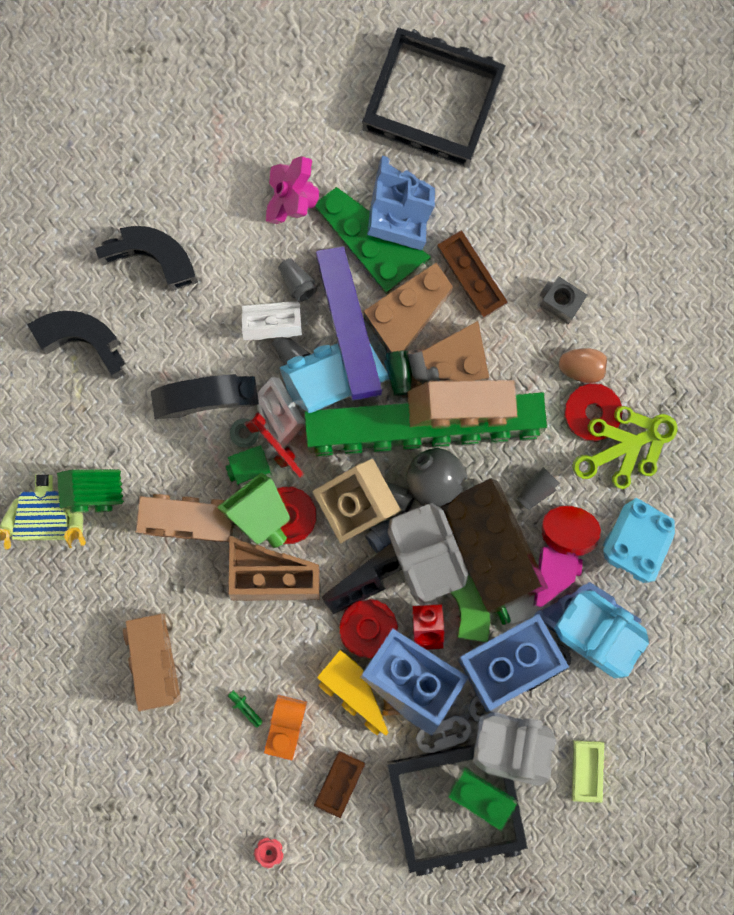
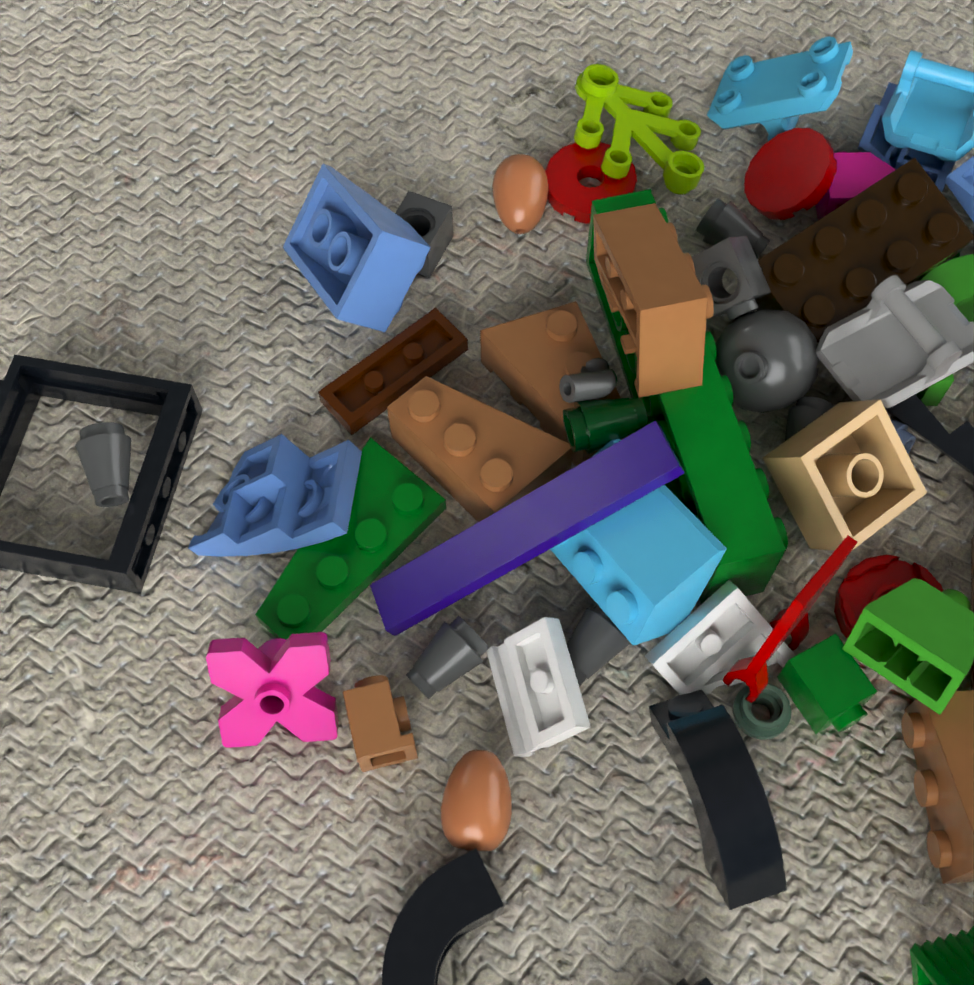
camera: 100 degrees left, 20 degrees down
(219, 282) = (477, 802): none -> nougat animal
(267, 240) = (377, 724): none -> medium nougat brick
(423, 112) = (106, 462): none -> dark grey cone
(482, 461) = (740, 258): none -> dark grey brick
(548, 257) = (354, 251): none -> medium blue slope

